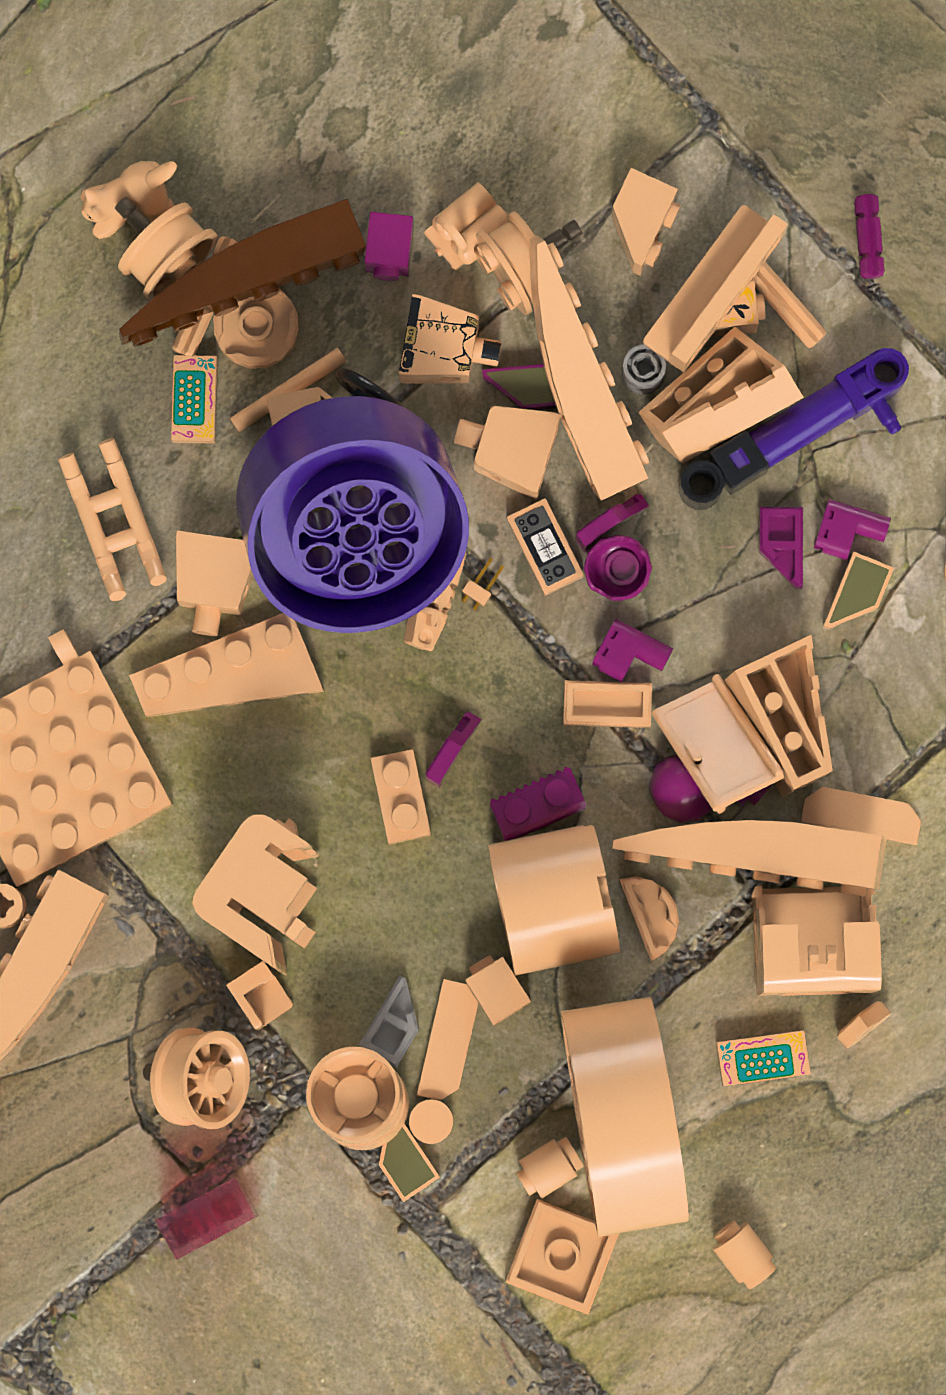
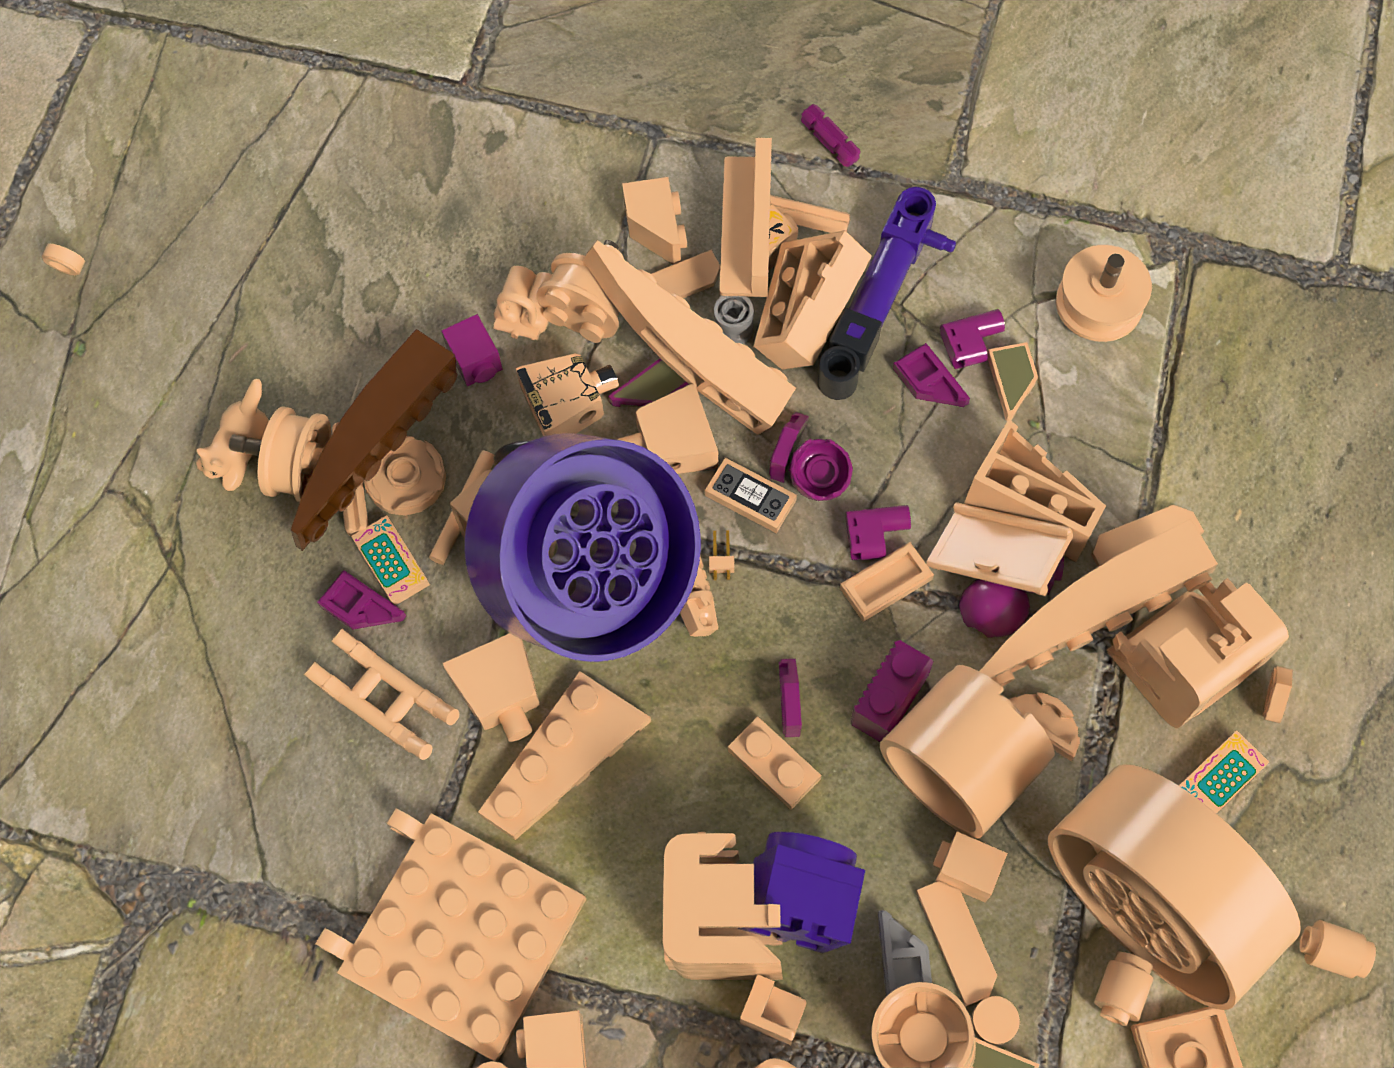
camera: 35 degrees left, 15 degrees down
(142, 421) = (358, 604): none -> magenta tile
(345, 921) = (814, 887): none -> dark purple piece
(619, 291) = (689, 275): none -> light nougat piece

